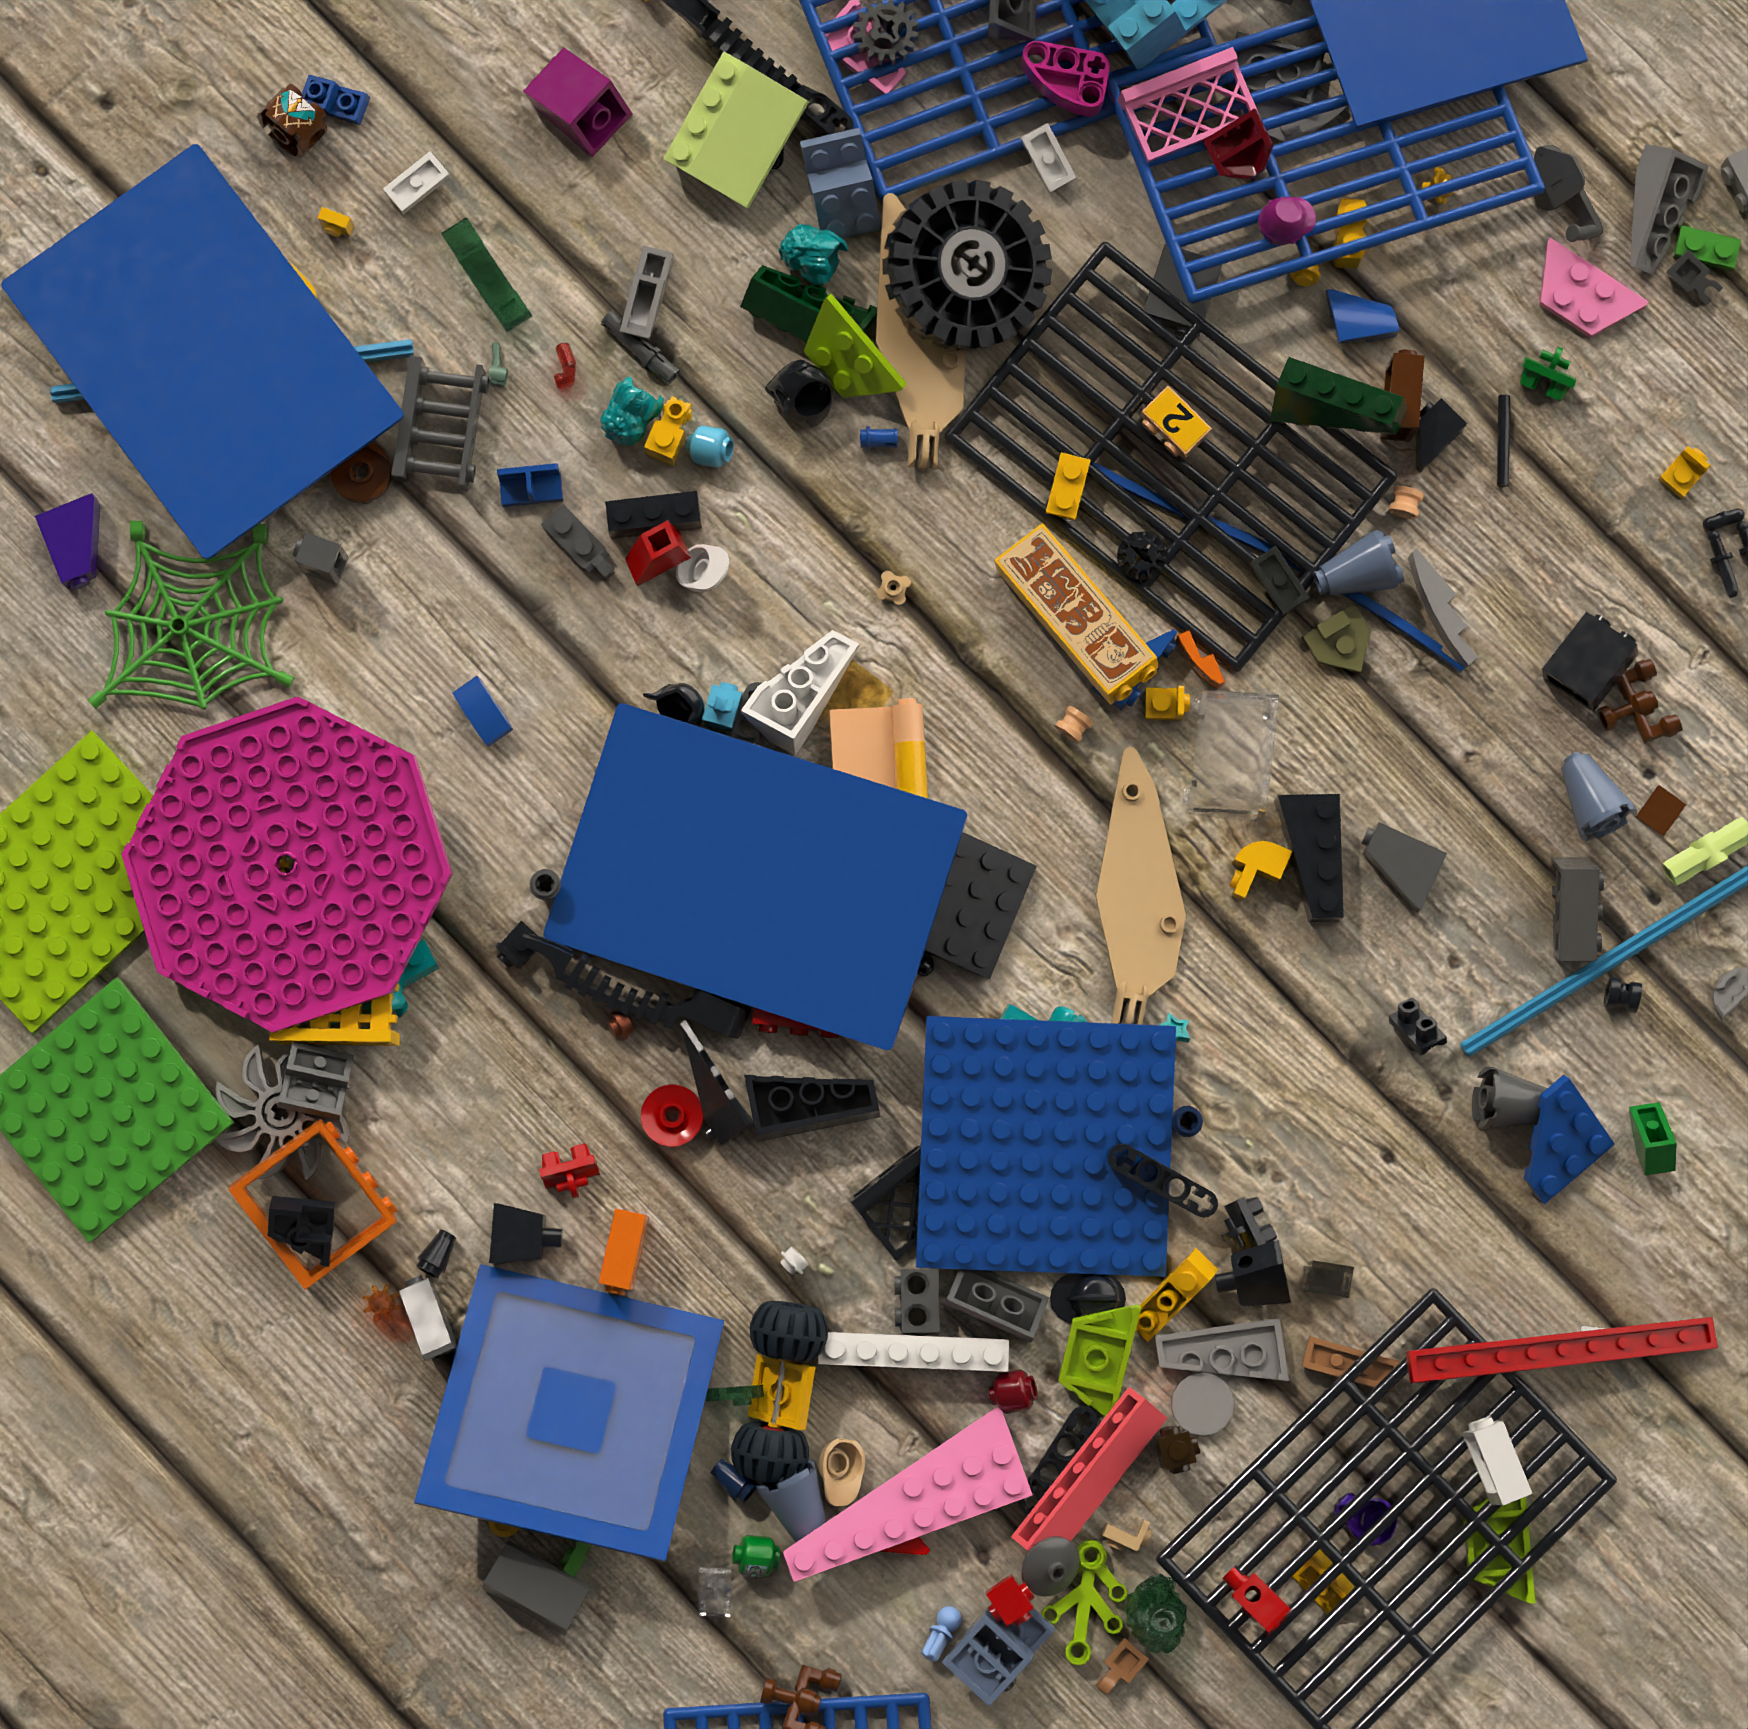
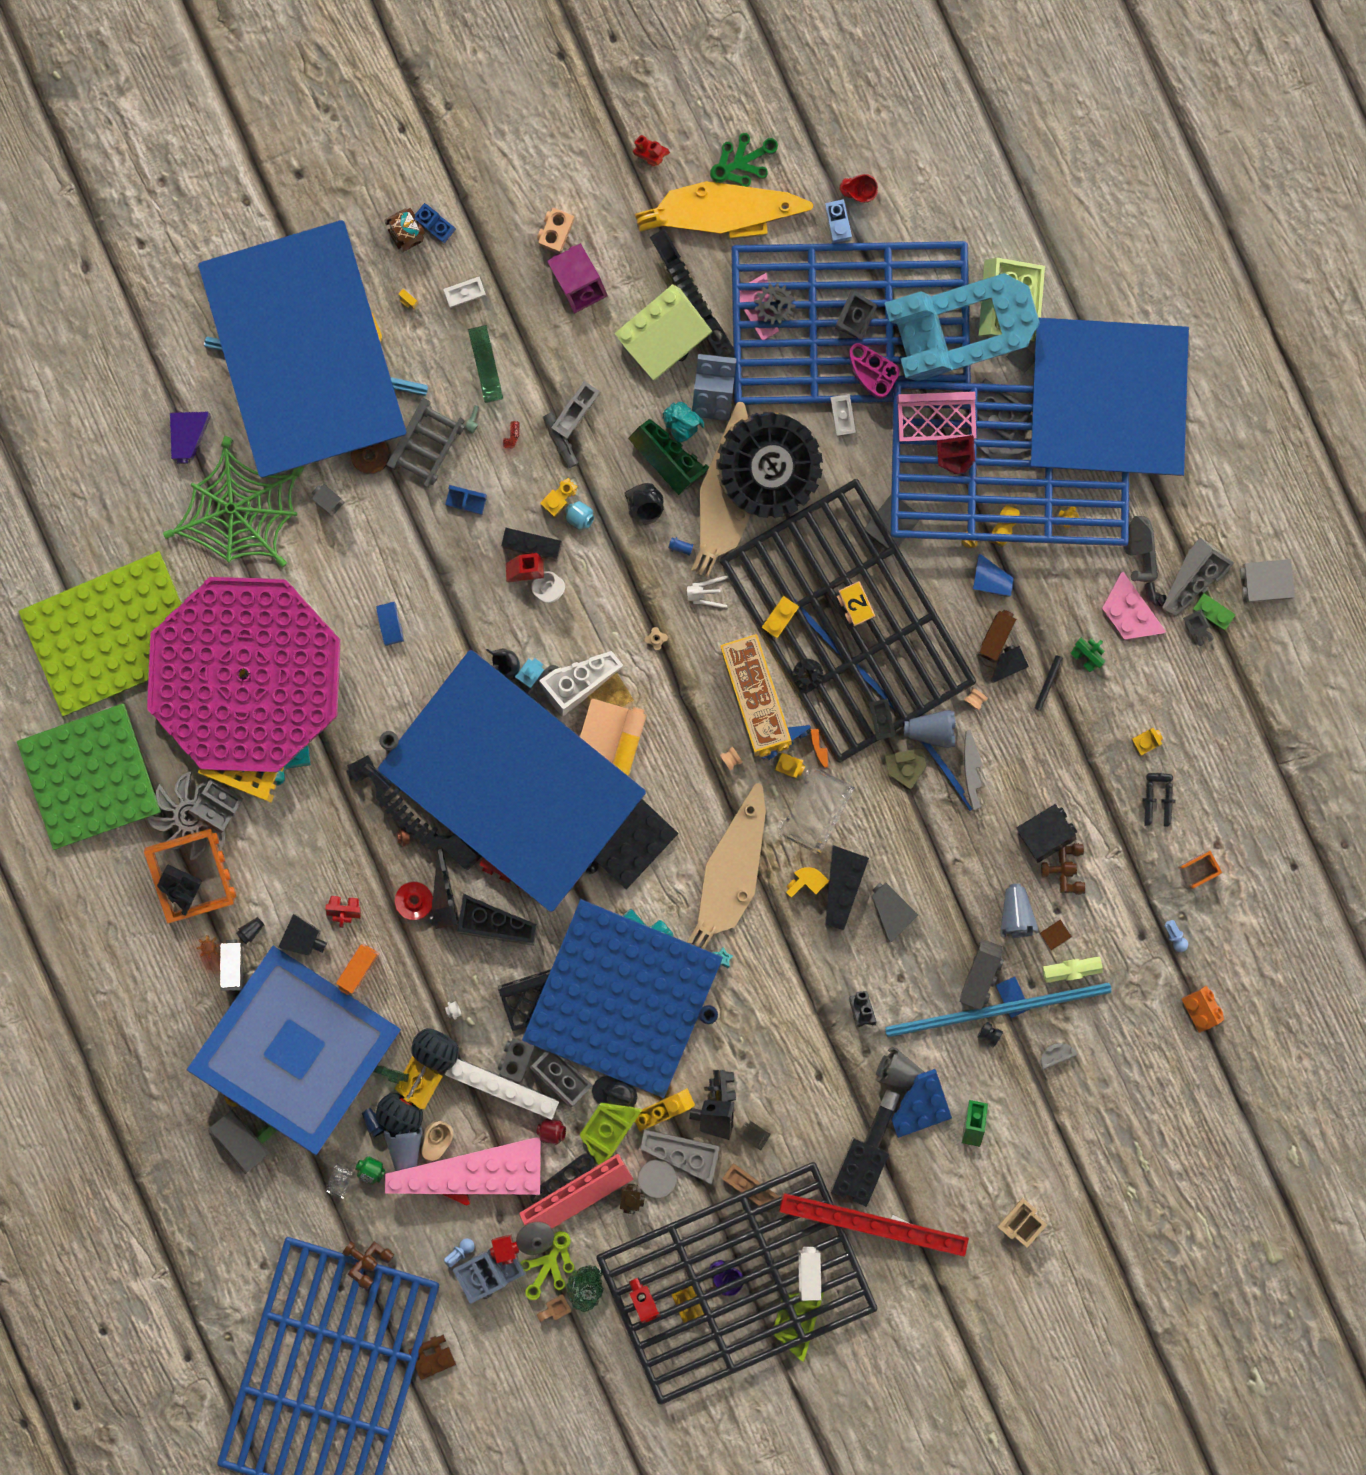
camera: 25 degrees right, 5 degrees up
(525, 44) = (561, 232): none -> light nougat brick
(578, 542) = (482, 543): dark grey hinge -> none
(629, 413) = (539, 478): teal hair -> none
(849, 355) = (680, 493): lime wing -> none
(928, 496) = (696, 592): none -> white plant
(1119, 1539) = (581, 1237): tan bracket -> none
(1161, 1181) = (679, 1044): black beam -> none
(1286, 220) = (967, 507): magenta hat -> none
(1327, 399) = (947, 623): dark green wedge -> none
(1508, 1258) = (864, 1158): none -> black piece
(1610, 258) = (1153, 596): none -> black arm
(1627, 921) = (1010, 992): none -> blue sticker

